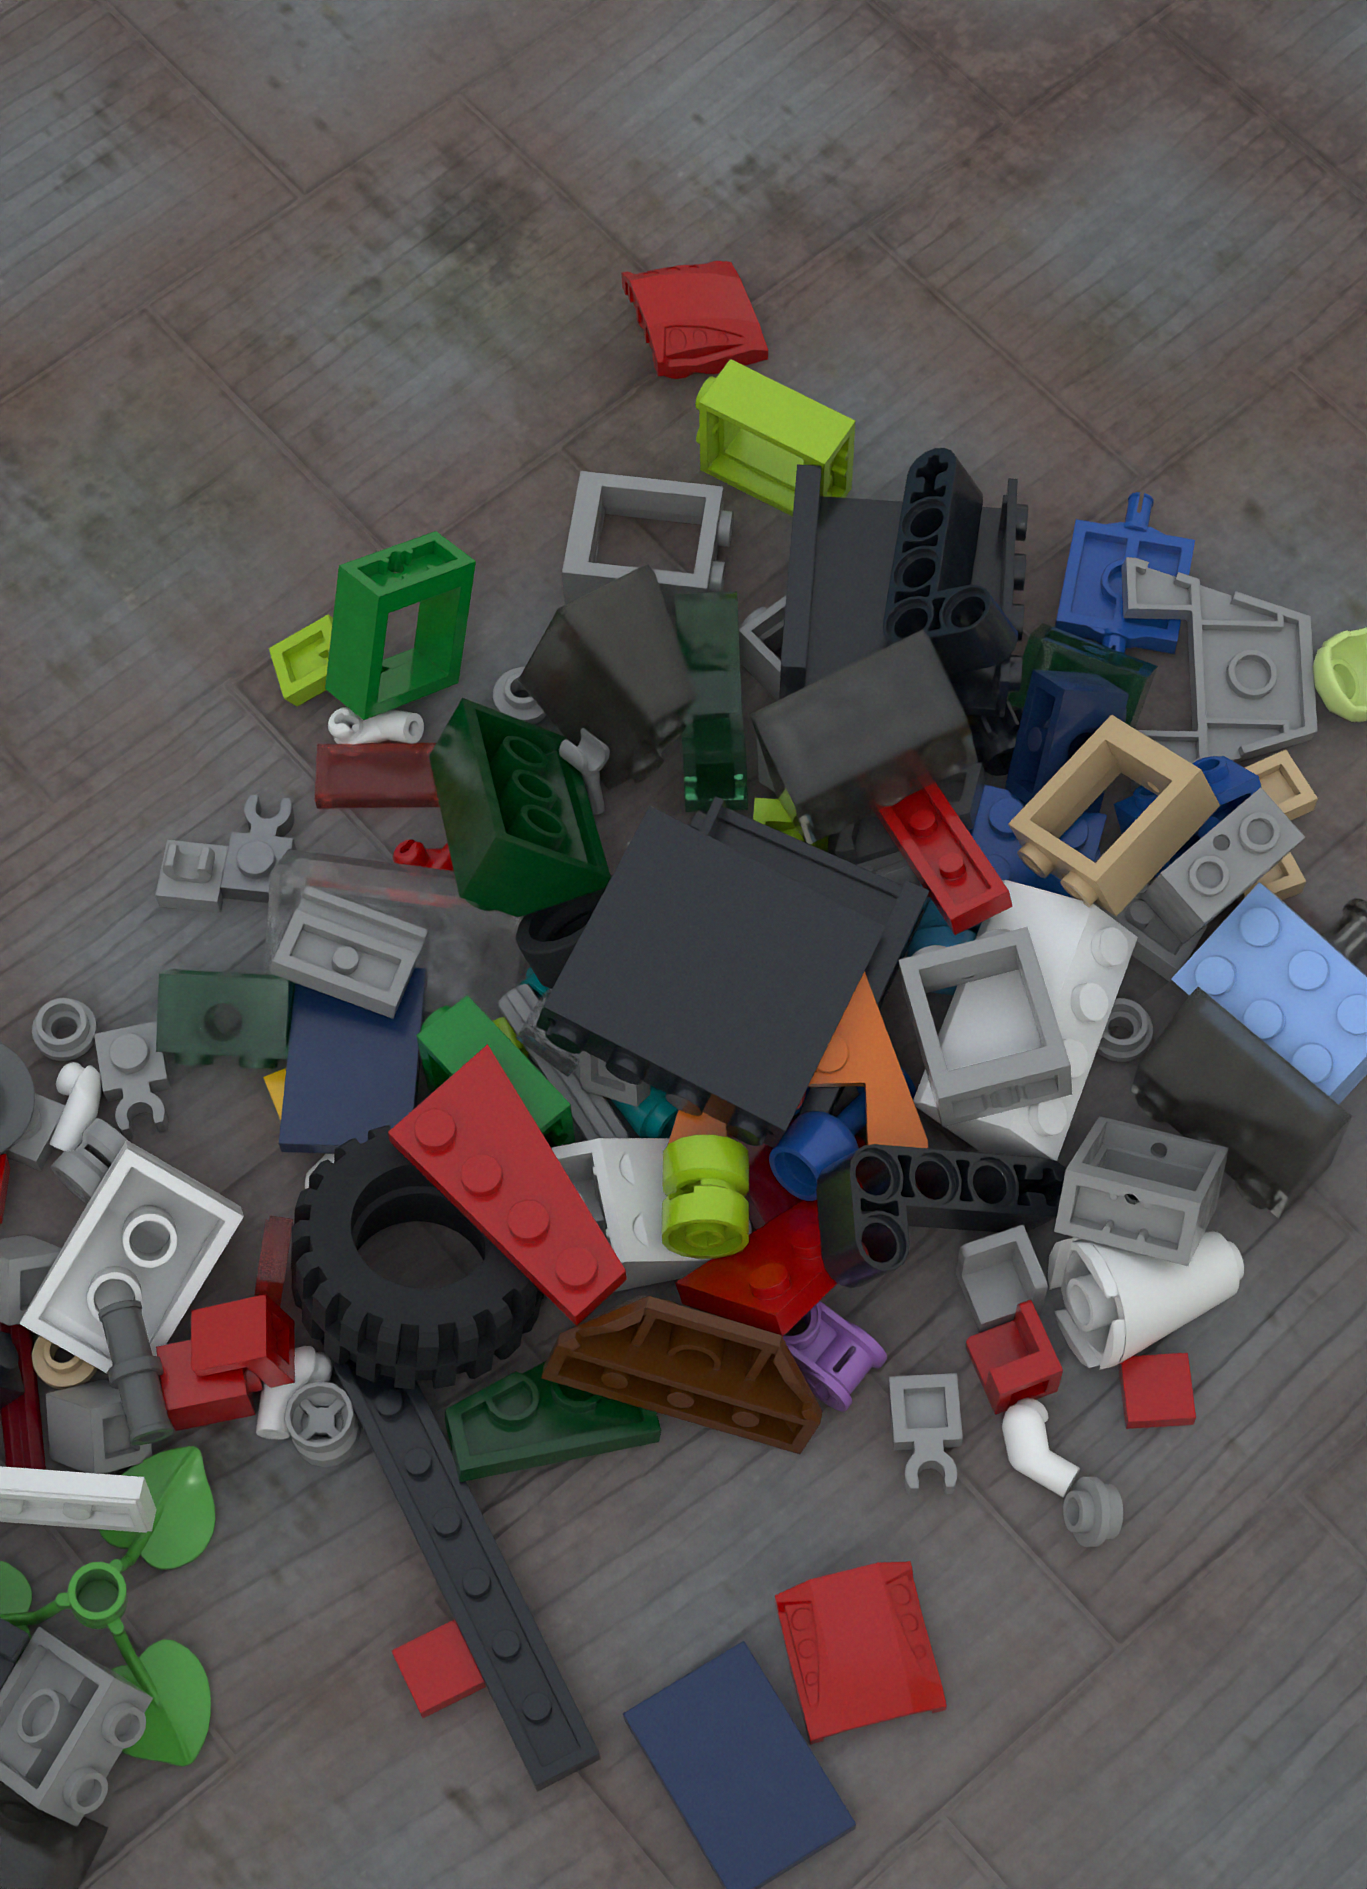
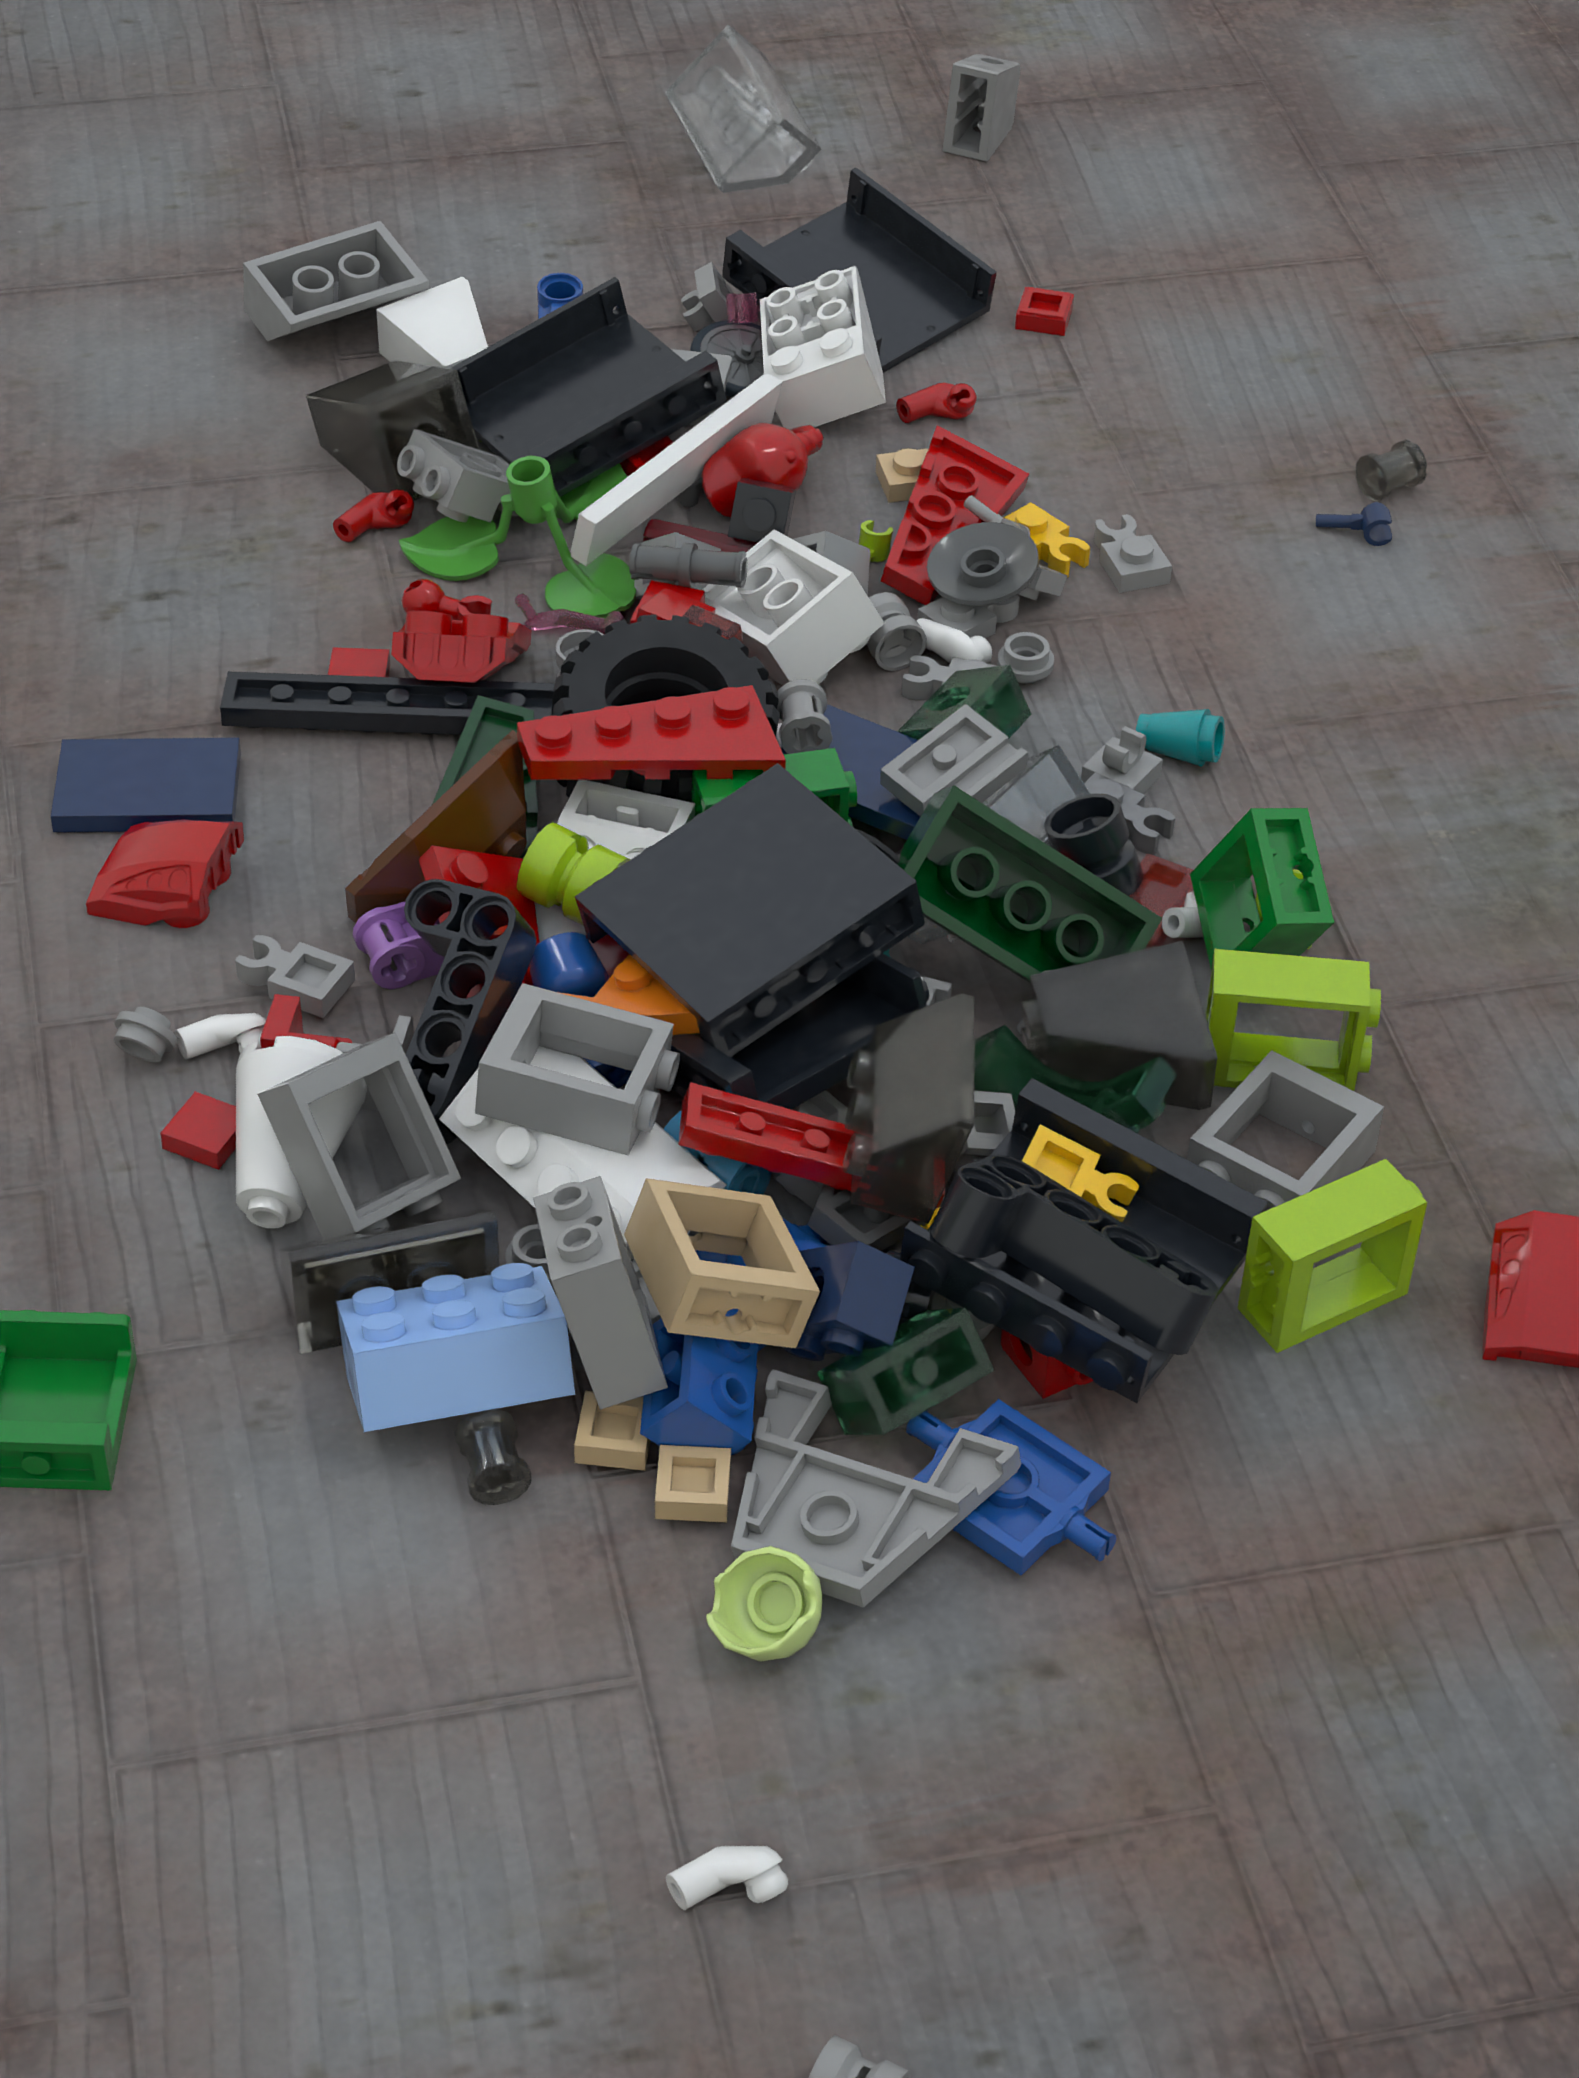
camera: 115 degrees right, 20 degrees down
(121, 836) = (1184, 735): none -> teal cone
(139, 1833) = (375, 512): none -> red arm
(229, 1444) = (563, 618): none -> clear pink piece
(280, 1659) = (428, 596): none -> red arm
(343, 1120) = (803, 718): none -> light grey bush
(364, 1558) = (458, 650): none -> red slope
(369, 812) = (1096, 836): none -> black wheel
(516, 562) = (1291, 983): none -> lime window
(849, 618) = (1075, 1169): none -> yellow plate

